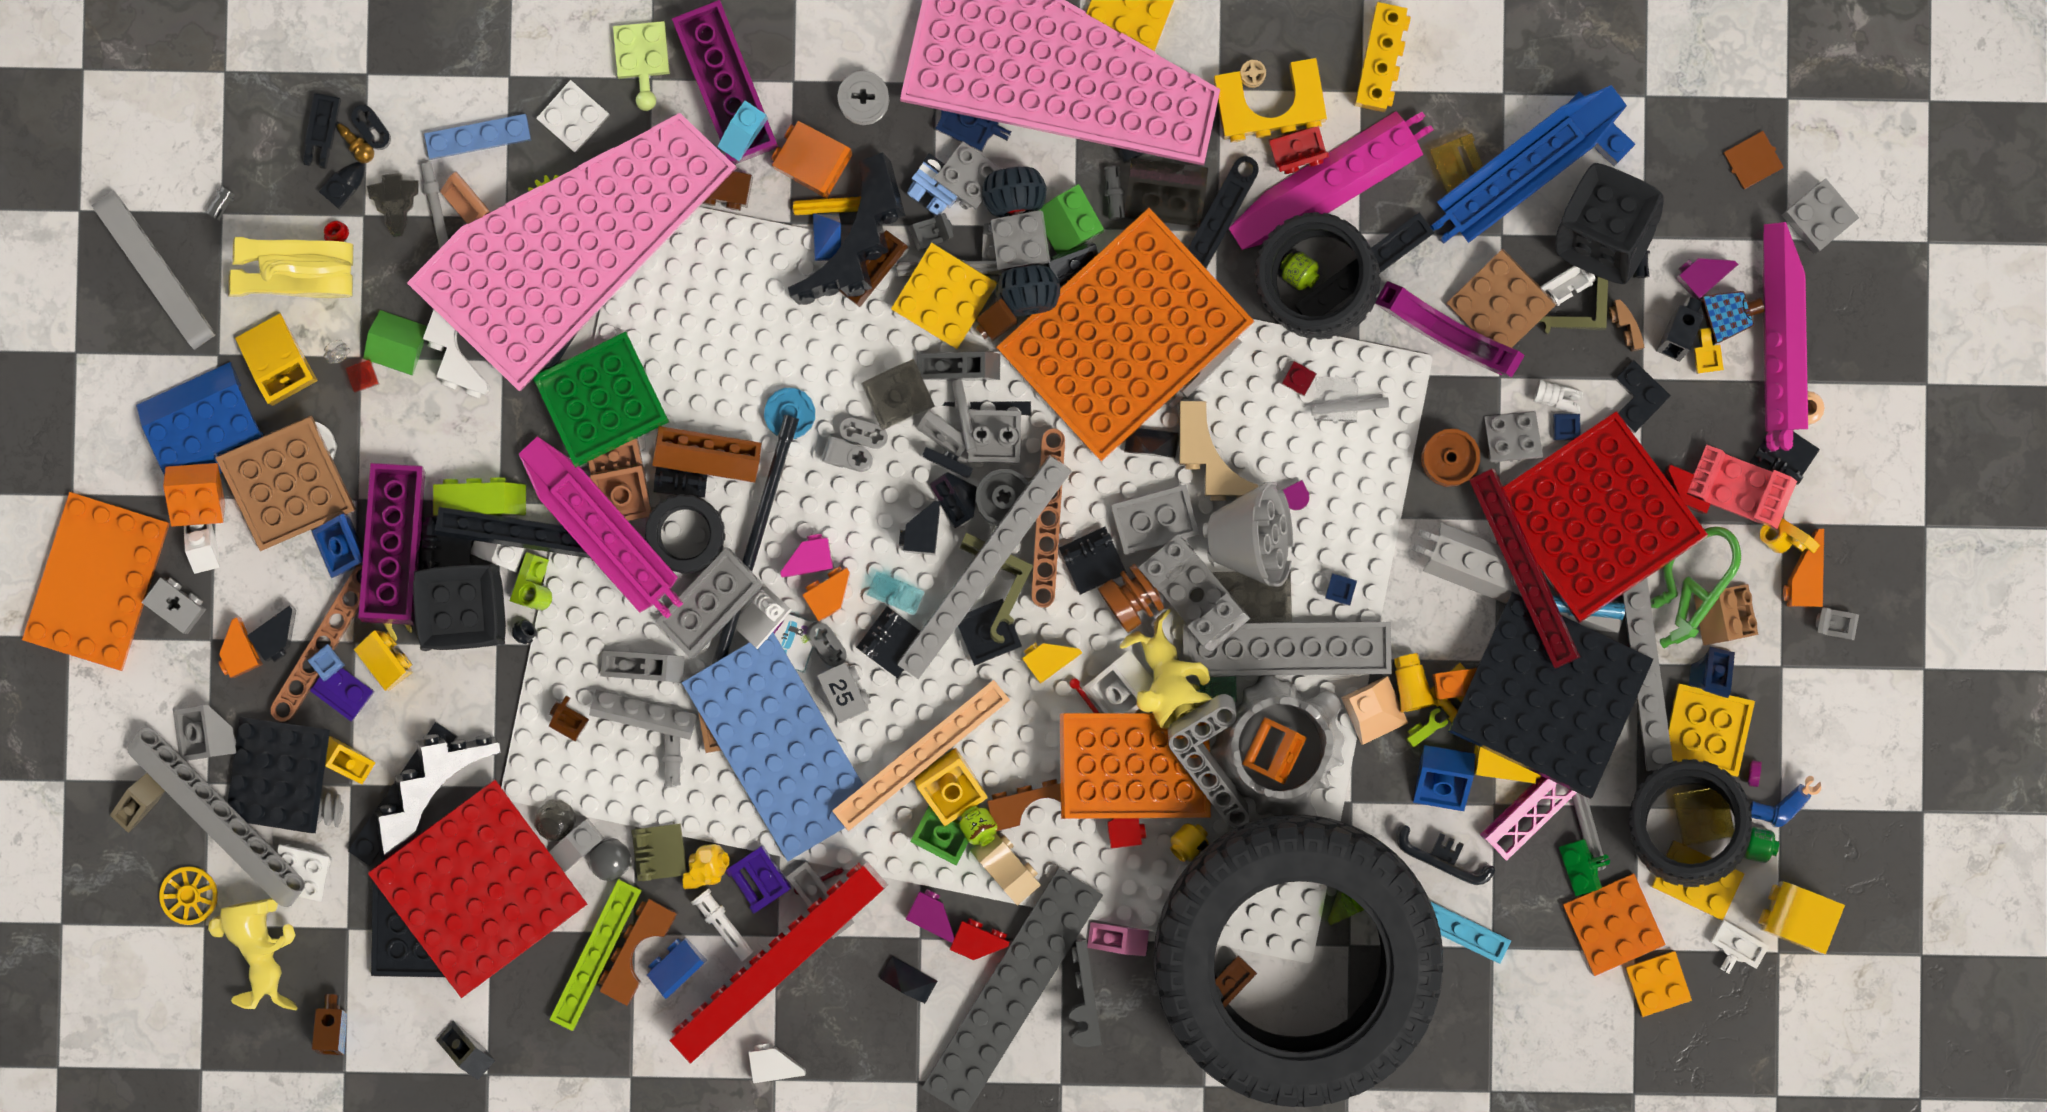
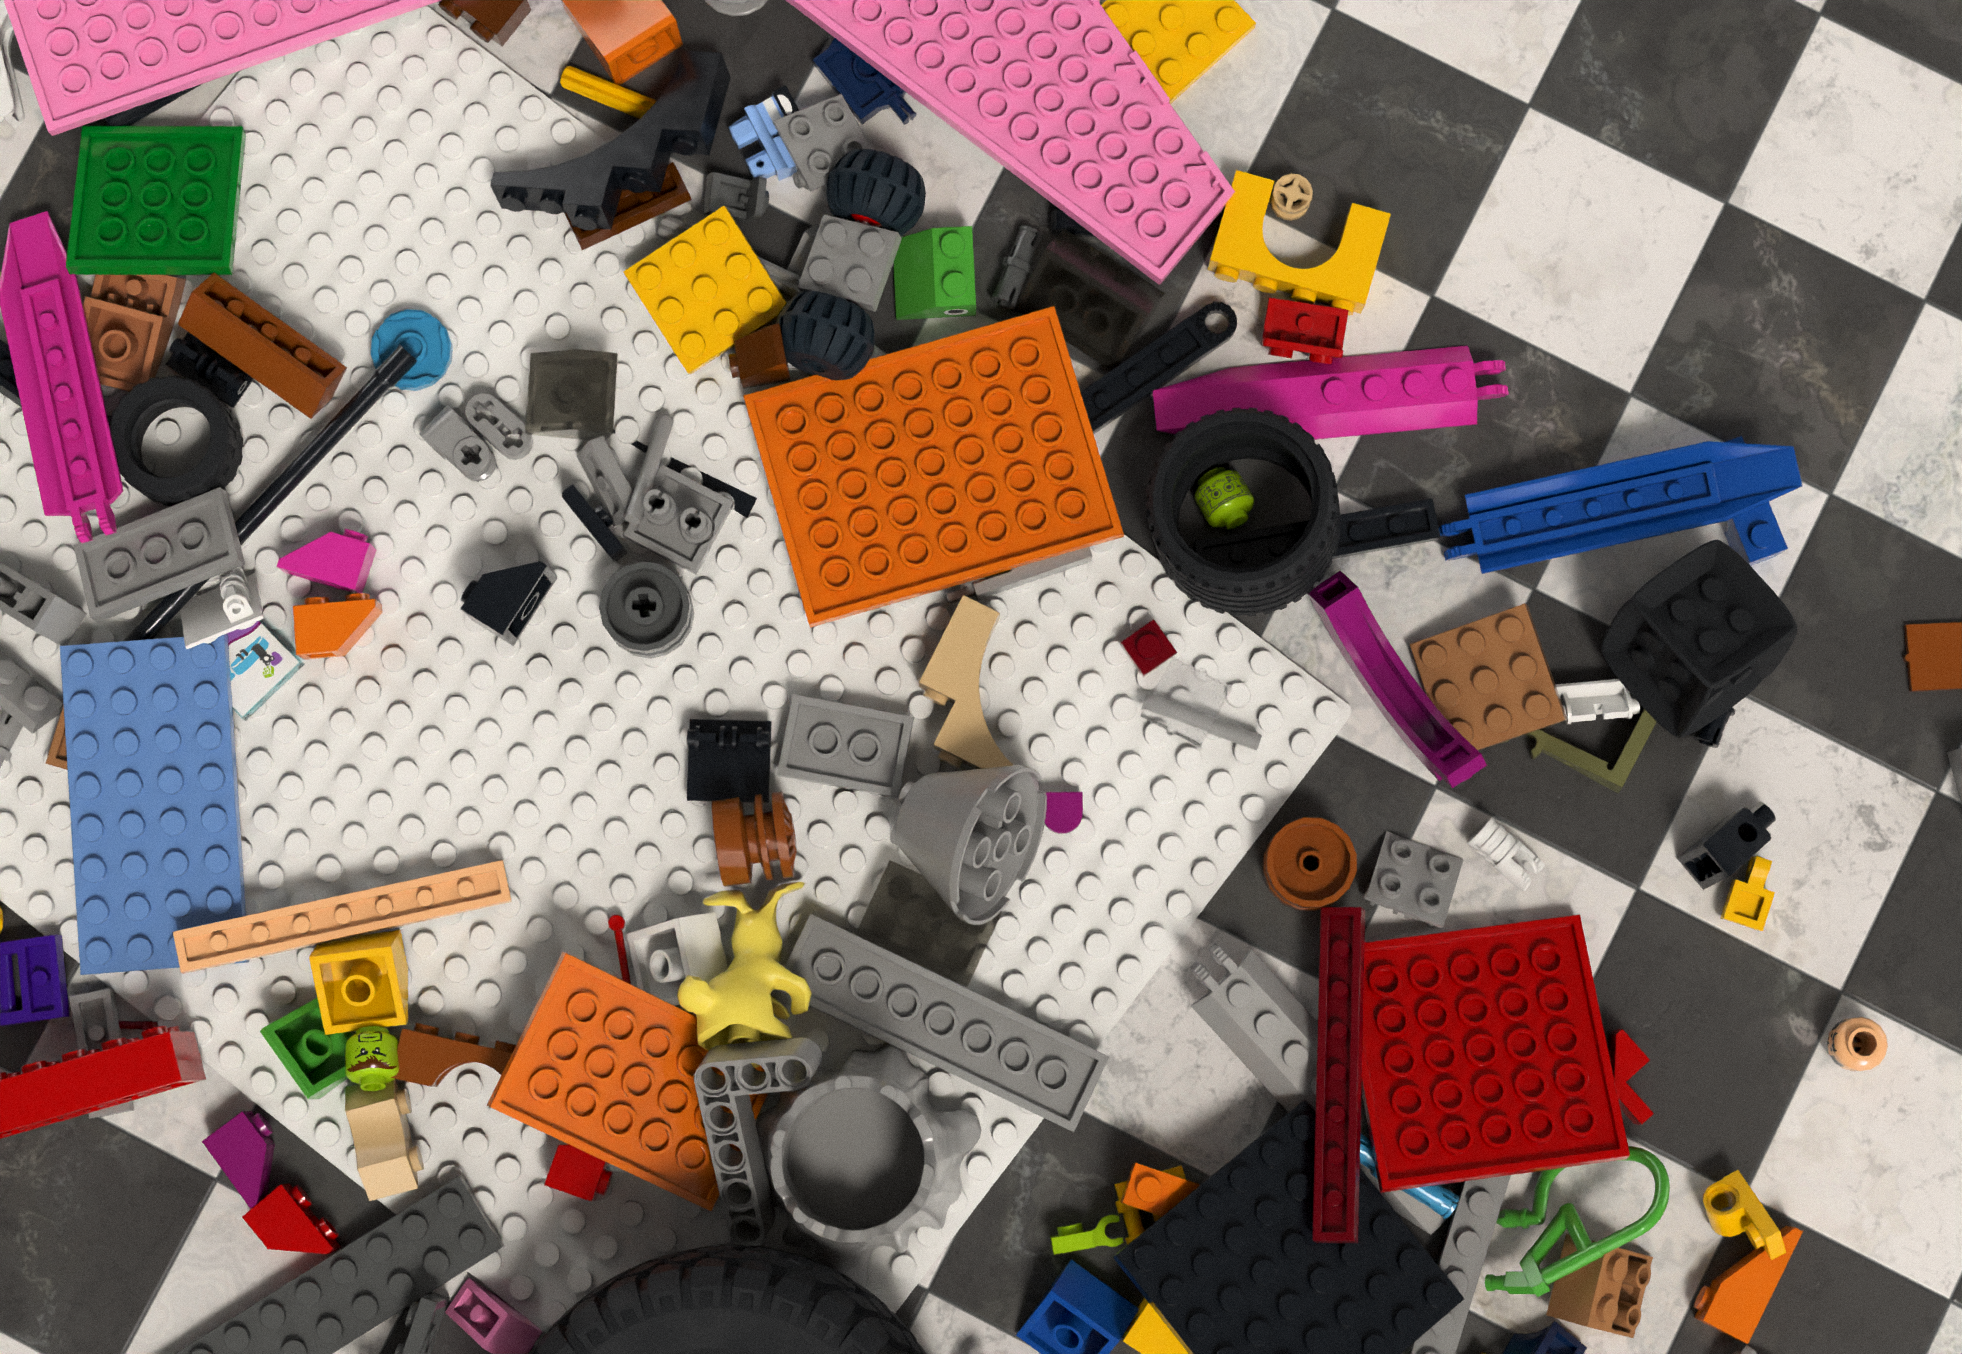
camera: 30 degrees right, 5 degrees down
(821, 648) = (303, 692): dark grey beam -> none
(826, 235) = (588, 129): blue slope -> none
(844, 692) = (279, 772): light grey brick -> none
(888, 640) = (388, 737): black hinge -> none
(895, 593) = (429, 671): clear light blue slope -> none
(908, 980) = (166, 1232): black slope -> none
(956, 497) = (580, 577): black slope -> none
(959, 366) = (680, 397): dark grey slope -> none
(976, 633) = (530, 789): black plate -> none
(984, 566) = (567, 691): light grey plate -> none
(1012, 565) = (606, 703): olive hinge -> none
(1048, 659) = (592, 870): yellow slope -> none
(1052, 531) = (694, 690): nougat beam -> none
(1072, 261) = (905, 330): black plate -> none
(1152, 443) = (896, 637): black slope -> none
(1179, 571) = (837, 836): light grey plate -> none
(1188, 842) = (662, 1231): yellow head -> none
(1219, 686) = (821, 1029): clear green brick -> none
(1285, 755) = (859, 1173): orange tile -> none
(1341, 589) = (1060, 975): dark blue plate -> none
(1374, 710) = (1025, 1173): light nougat slope -> none
(1381, 57) = (1482, 259): yellow brick -> none
(1412, 684) = (1098, 1162): yellow plant -> none
(1450, 164) = (1509, 451): clear yellow plate -> none
(1566, 426) = (1497, 902): dark blue tile -> none
(1623, 317) = (1653, 788): medium nougat slope -> none
(1646, 393) = (1634, 910): black plate -> none
(1703, 274) = (1797, 781): magenta slope -> none
(1729, 314) = (1808, 855): torso -> none
(1741, 487) = (1710, 1113): coral plate -> none
(1784, 338) = (1872, 927): dark pink hinge -> none
(1790, 462) = (1791, 1098): black hinge -> none

